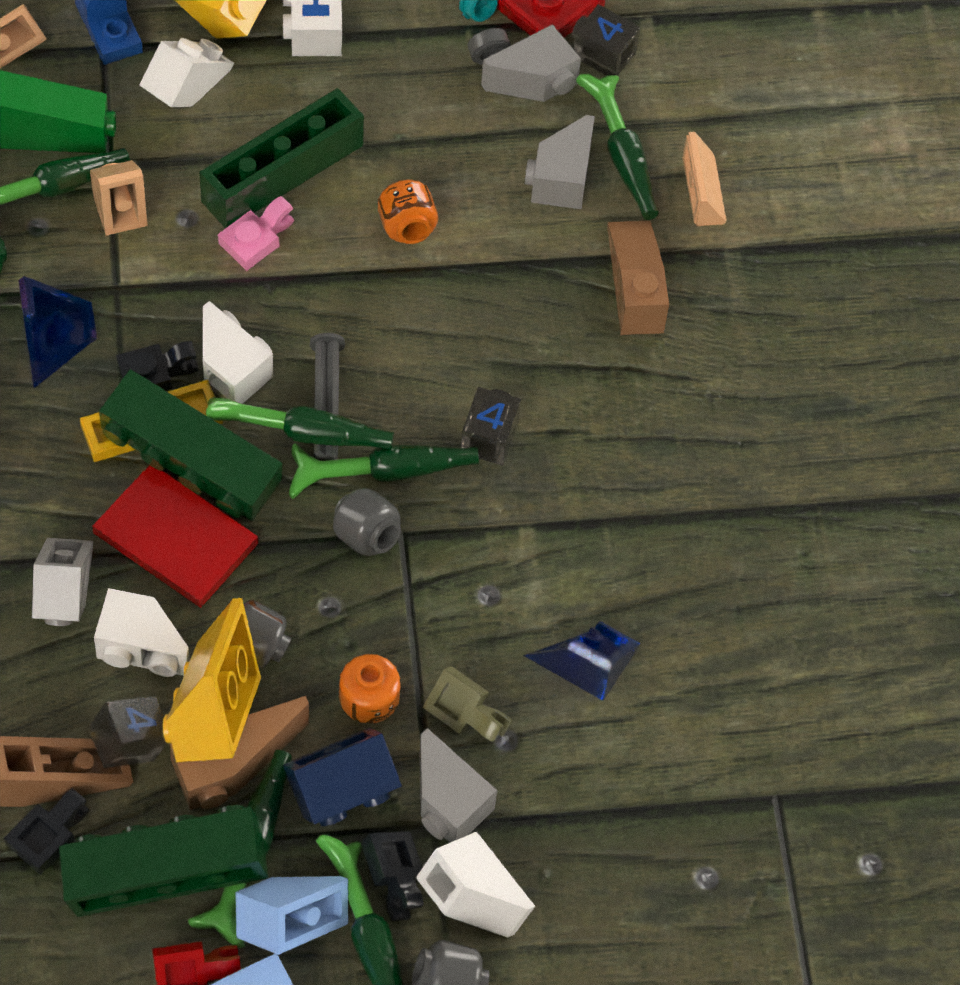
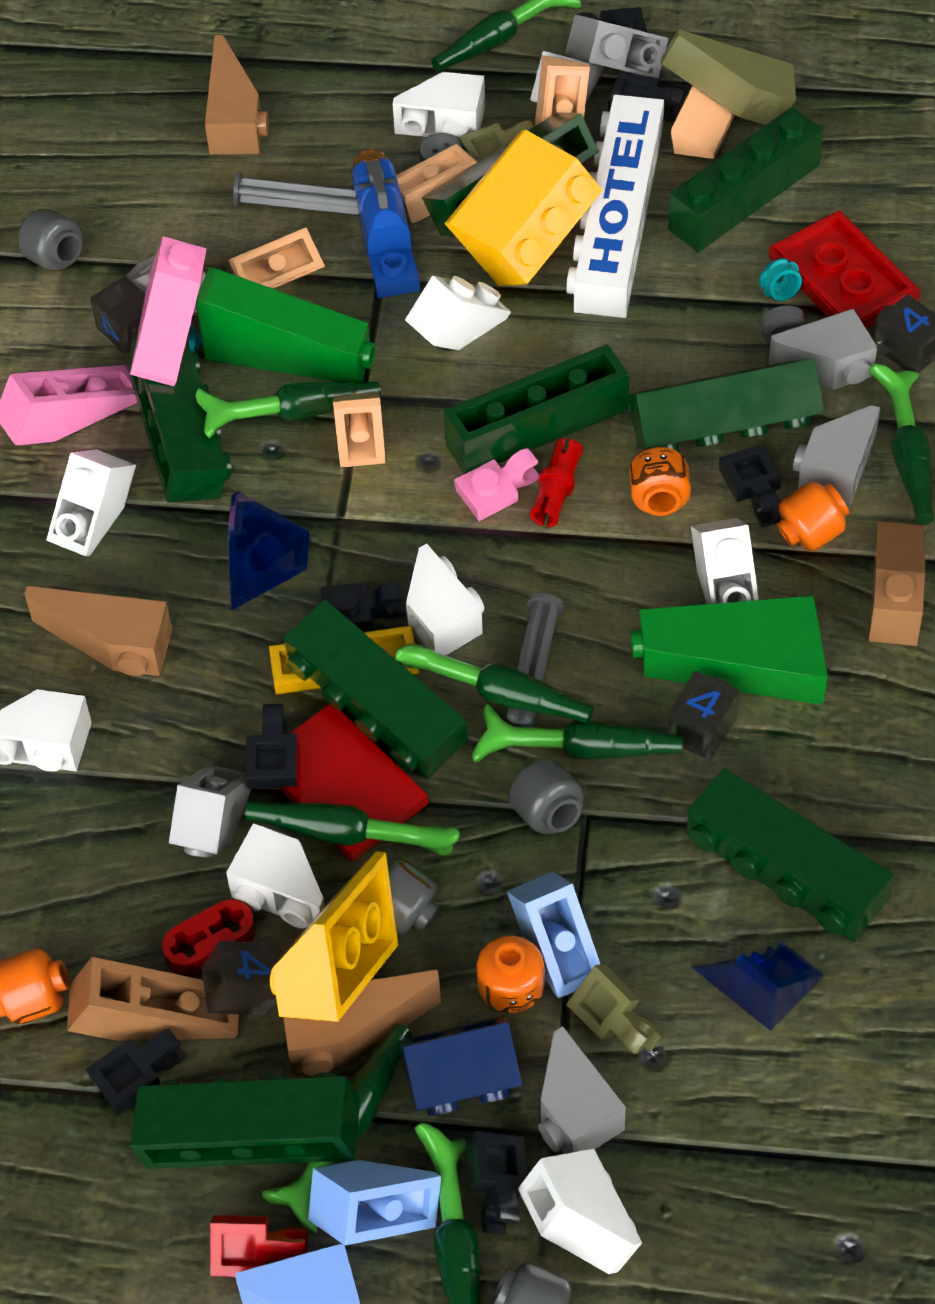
camera: 20 degrees right, 5 degrees down
(83, 695) = (204, 933): none -> red beam
(110, 521) = (274, 755): none -> black plate
(194, 576) = (348, 825): none -> dark green piece
(312, 224) = (556, 482): none -> red pin
(397, 632) = (555, 923): none -> light blue slope
(454, 130) = (727, 404): none -> dark green brick
(484, 287) = (725, 561): none -> white slope
(491, 195) = (753, 476): none -> black plate
(522, 354) = (752, 645): none -> green slope
(551, 226) = (812, 516): none -> orange head
(590, 541) = (789, 855): none -> dark green brick

